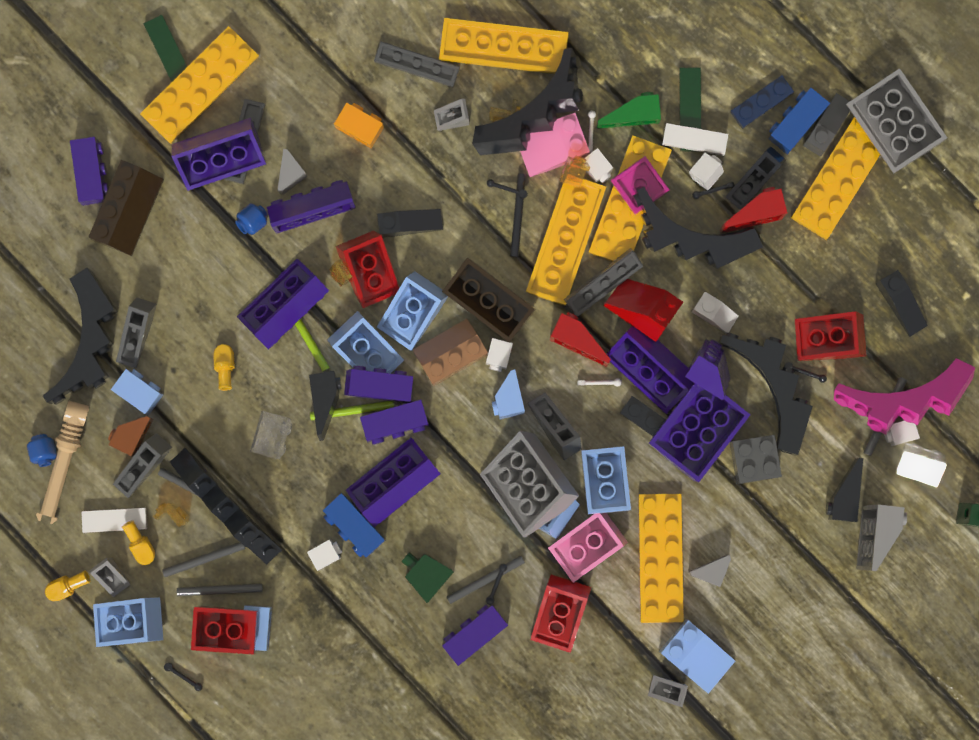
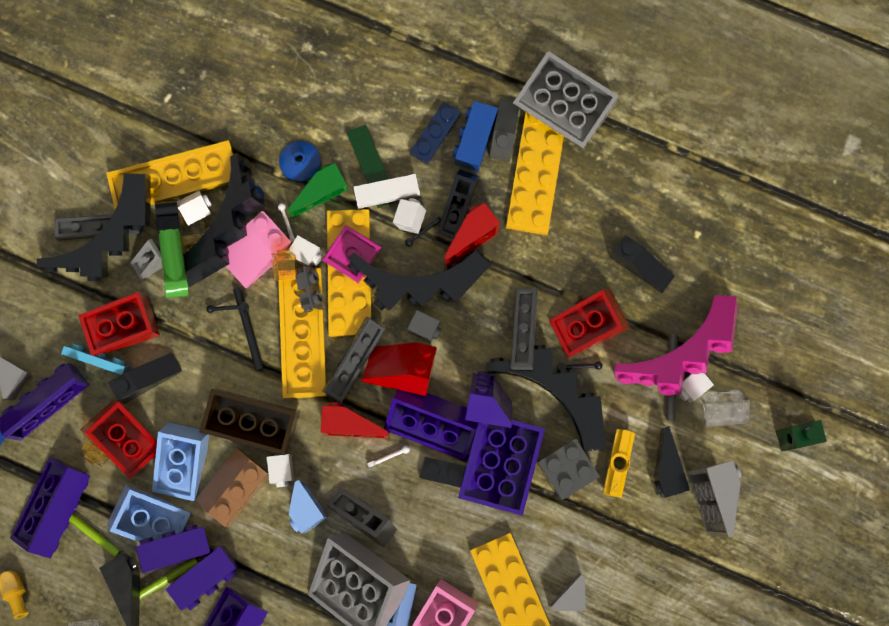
camera: 25 degrees left, 5 degrees down
(359, 124) = (61, 304): light orange brick -> none
(372, 187) = (78, 352): none -> medium azure plate
(405, 164) = (119, 324): none -> red slope
(454, 65) = (131, 211): none -> black arch
(481, 101) = (171, 249): none -> bright green piece
(513, 83) = (194, 207): none -> white brick
(591, 193) = (308, 279): none -> dark grey hinge
(606, 480) = (431, 552): light blue slope -> none
(625, 87) = (301, 170): none -> blue dish
(679, 279) = (424, 327): none -> dark grey brick
(715, 312) = (471, 344): white slope -> none
(769, 318) = (524, 329): none -> dark grey tile
(812, 461) = (616, 477): none -> yellow piece

